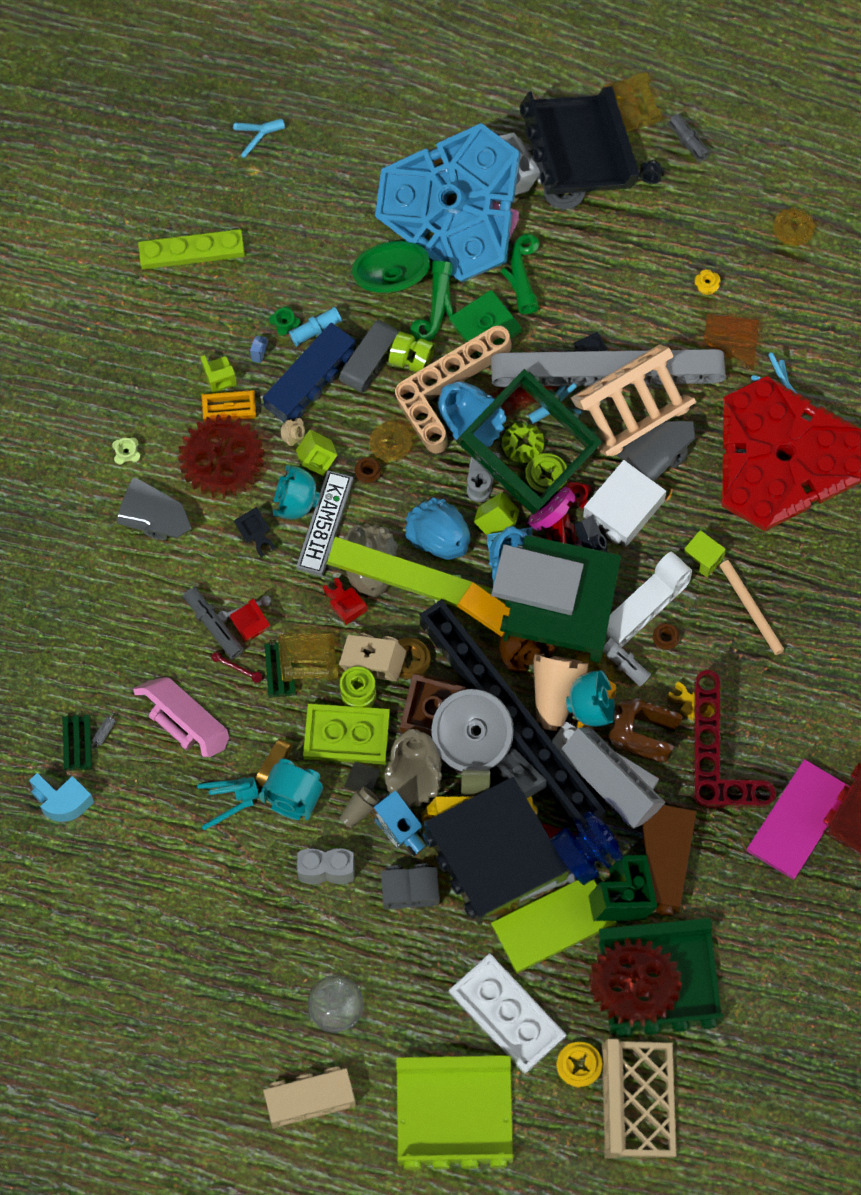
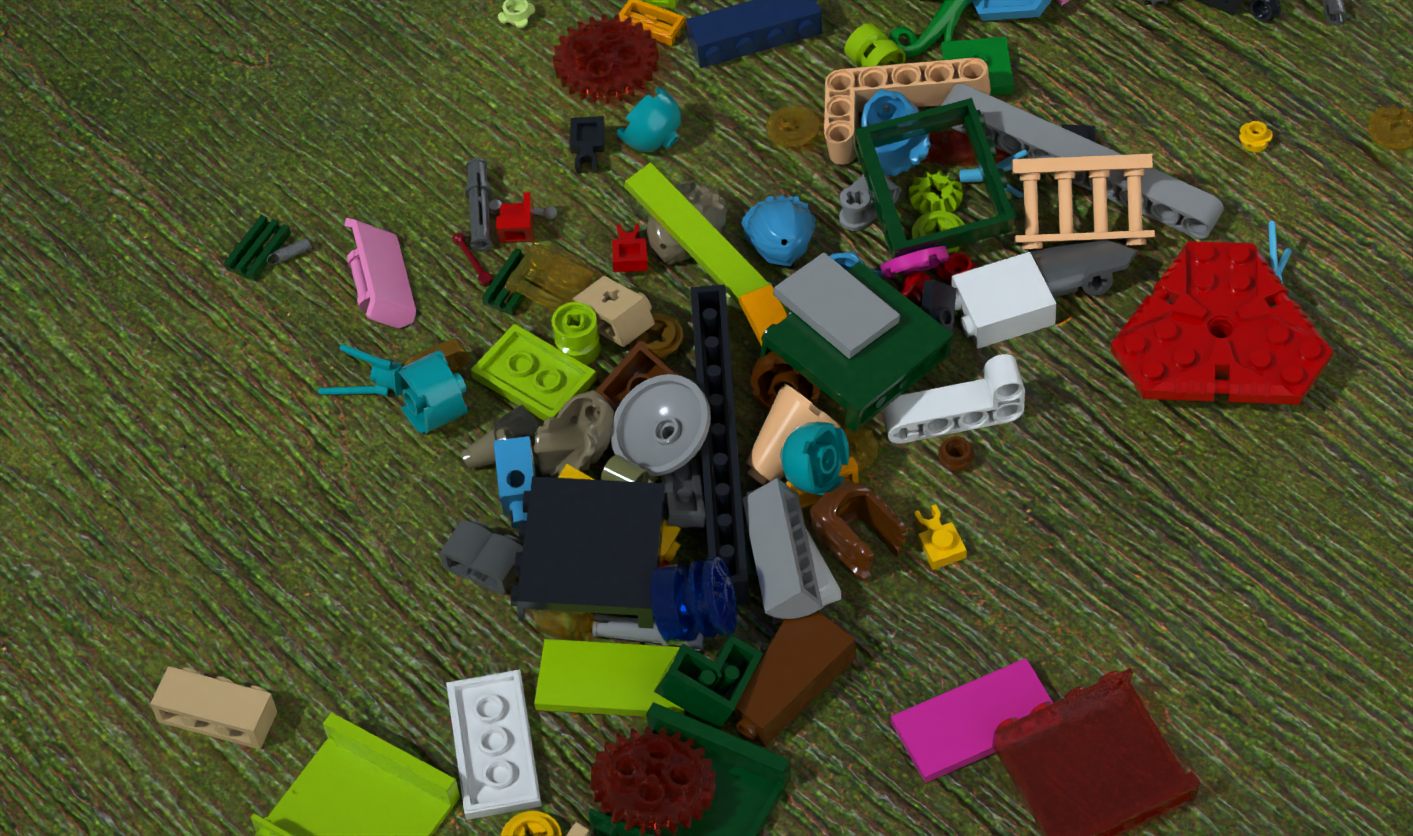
camera: 35 degrees right, 15 degrees down
(65, 803) = (199, 292): medium azure brick -> none
(152, 512) = (494, 73): dark grey panel -> none
(293, 431) = (690, 66): tan plate -> none
(316, 452) = (706, 99): lime panel -> none
(317, 866) = (410, 487): light grey brick -> none
(324, 523) = (674, 163): tile -> none
(335, 1004) = (317, 630): clear cylinder -> none
(364, 464) = (748, 141): reddish brown plate -> none
(369, 357) = (823, 40): dark grey beam -> none
(496, 514) = (860, 239): lime panel -> none
(526, 299) = (1039, 60): green plant -> none
(625, 662) = (895, 470): light grey pin -> none
(705, 552) = (1061, 391): lime panel -> none
(712, 753) = (920, 591): dark red beam -> none
(733, 336) = (1248, 201): clear orange wing -> none
(751, 607) = (1077, 474): light nougat bar -> none

